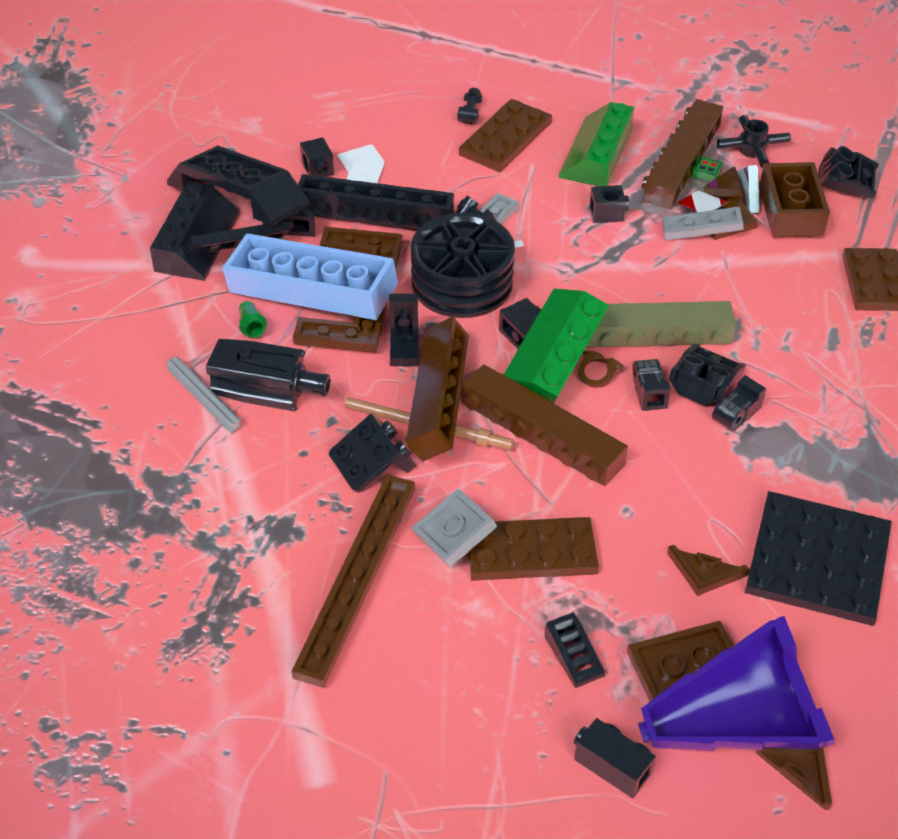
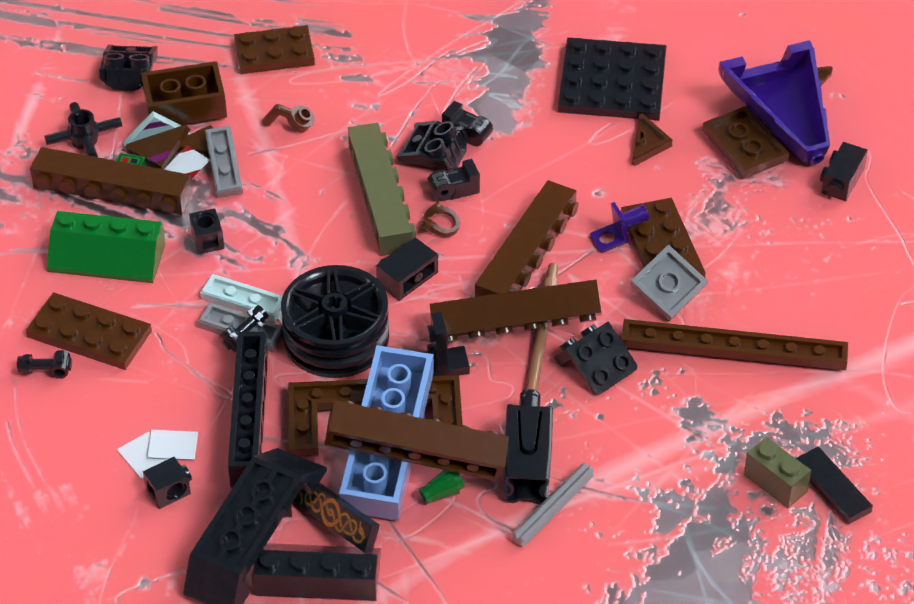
camera: 100 degrees left, 0 degrees up
(137, 623) = (835, 486): none -> black tile
(163, 566) = (777, 472): none -> olive brick
(270, 270) = (416, 440): none -> reddish brown brick
(528, 221) = (241, 296): none -> light aqua tile
(554, 502) = (620, 226): none -> dark purple bracket
(556, 341) = (443, 230): green slope -> none
(569, 629) = (747, 217): black slope -> none
(762, 270) = (299, 117): none -> reddish brown plate

